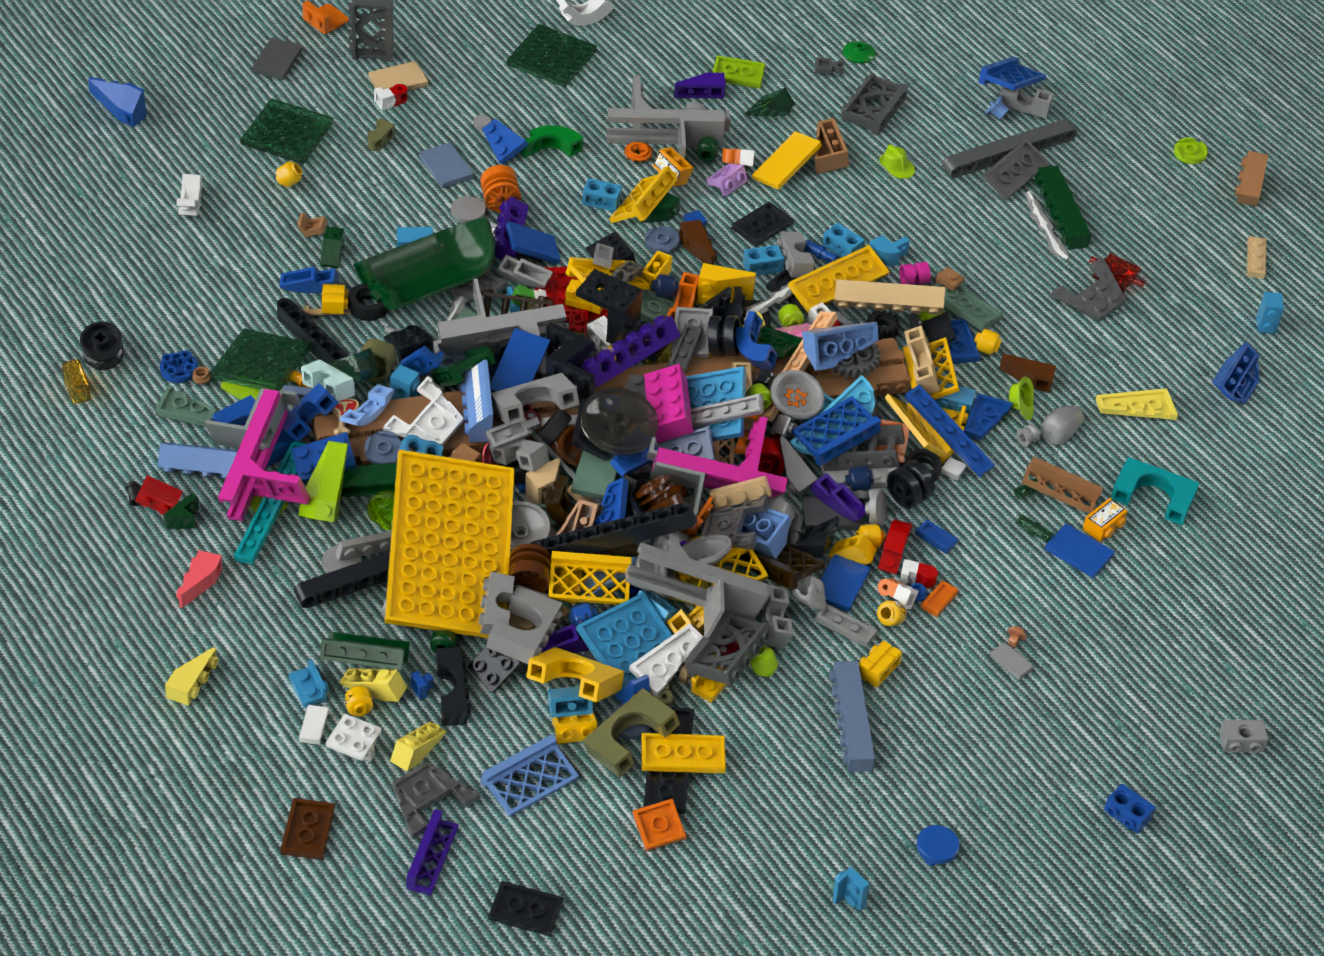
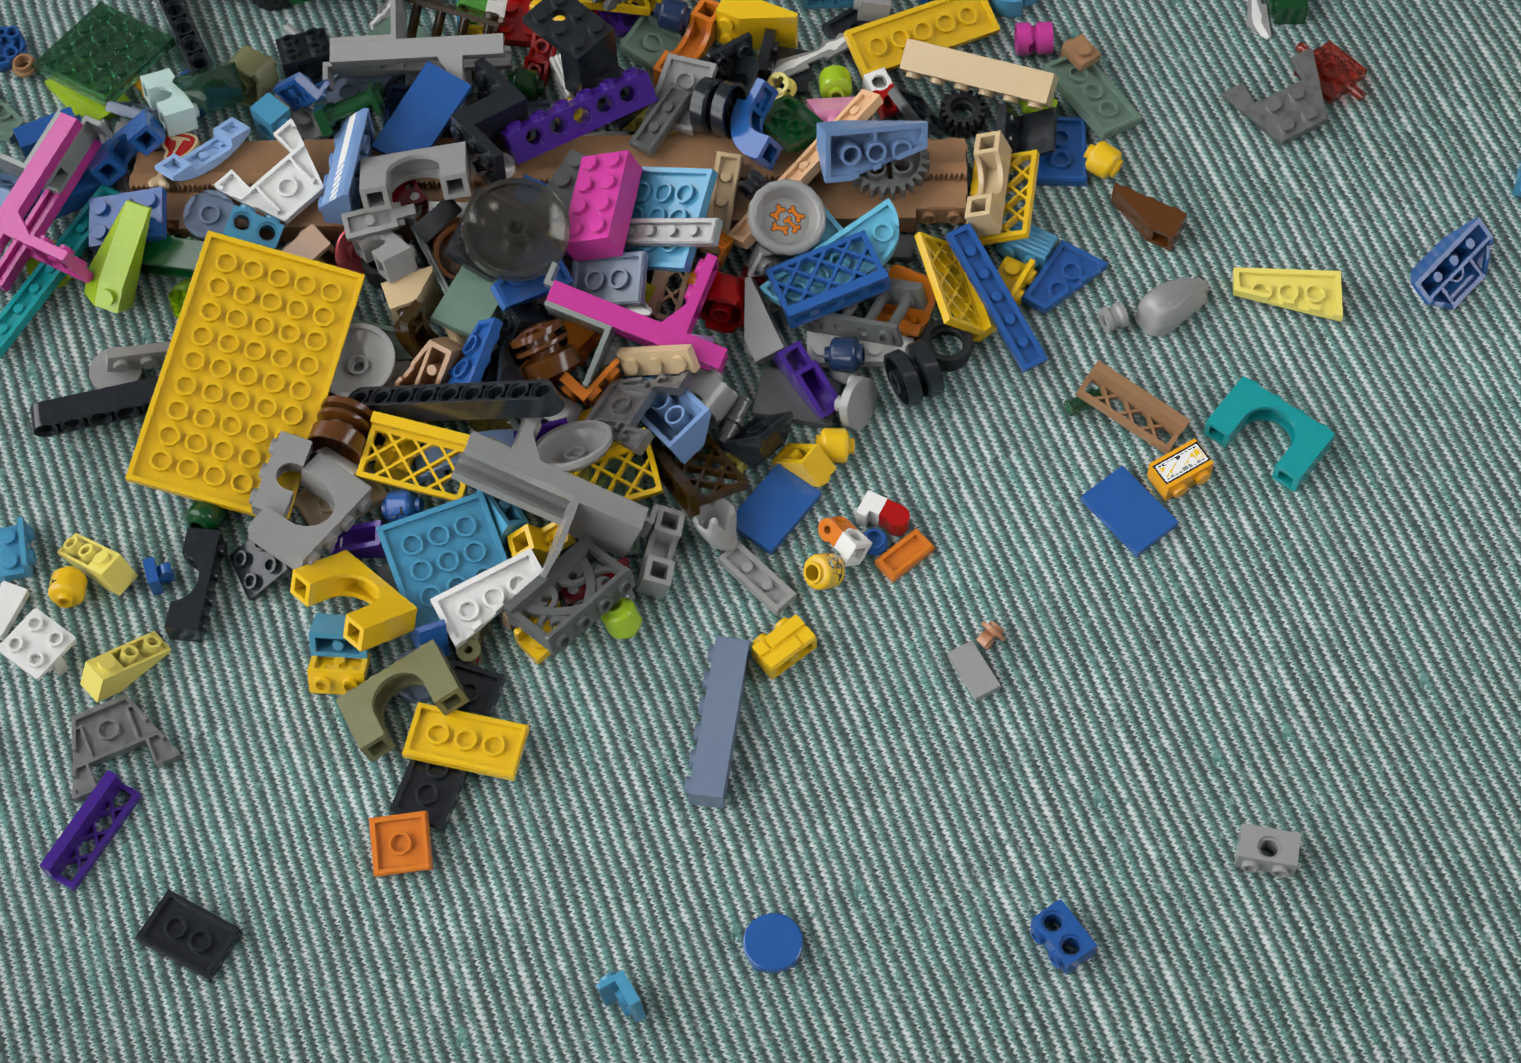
camera: 20 degrees right, 15 degrees up
(364, 650) = (92, 516): dark green fence -> none
(517, 763) = (250, 714): medium blue fence -> none
(764, 391) = (733, 211): lime head -> none
(894, 546) = (863, 462): red arch -> none
(936, 536) = (932, 457): blue tile -> none
(953, 468) = (991, 353): white tile -> none
(1022, 396) = (1124, 256): lime piece -> none
(1034, 528) = (1074, 466): clear green pin -> none

